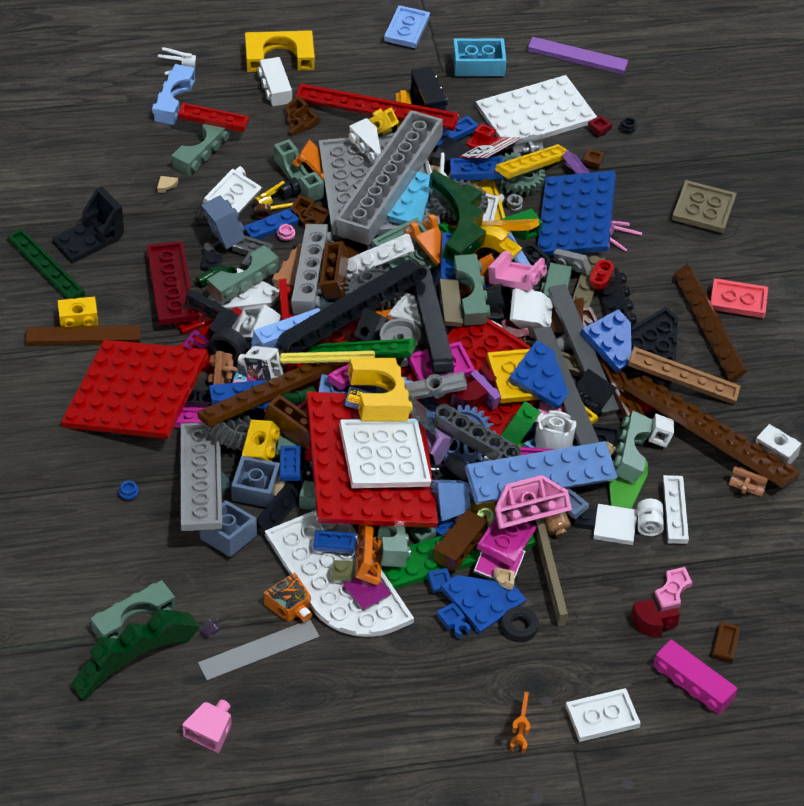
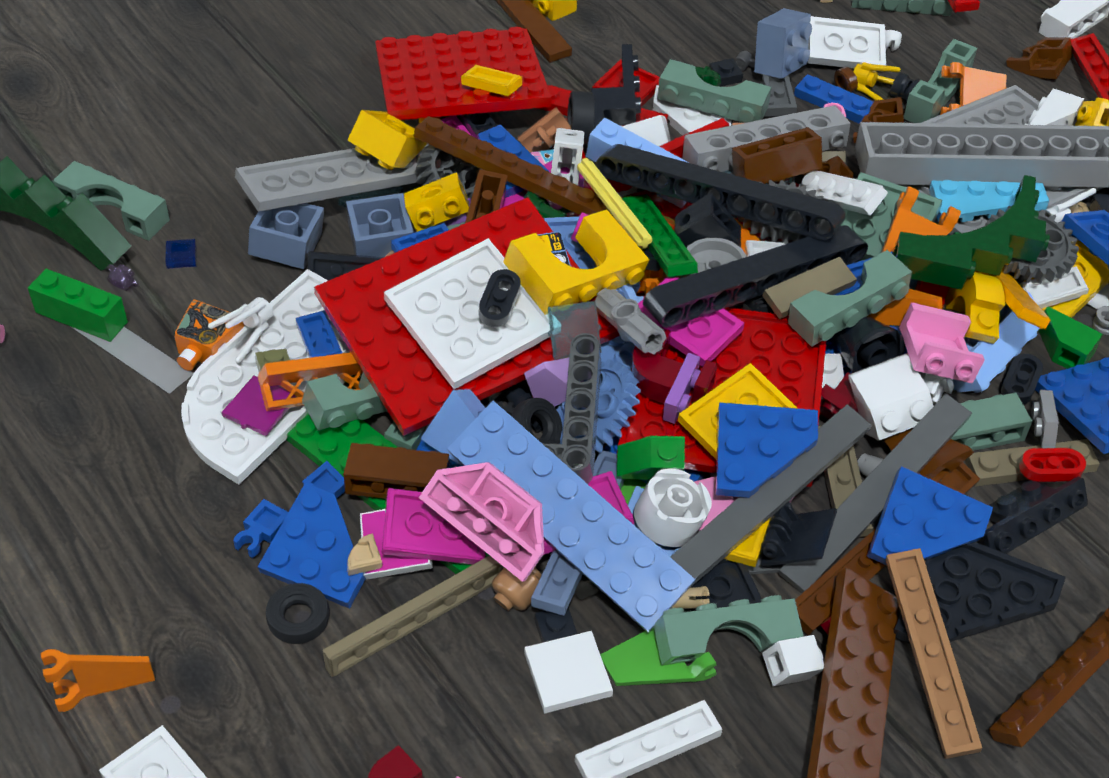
camera: 65 degrees right, 0 degrees up
(128, 490) = (307, 130): blue plate -> none
(170, 282) = (658, 43): dark red plate -> none
(174, 370) = (491, 80): none -> yellow tile
(191, 339) = (558, 94): magenta tile -> none
(193, 443) = (385, 138): none -> yellow slope
(202, 593) = (181, 253): none -> clear blue tile
(226, 655) = (78, 304): none -> green brick
(298, 564) = (252, 315): none -> white plant
(393, 434) = (497, 299): none -> black plate
(650, 517) = (600, 711): white wheel -> none

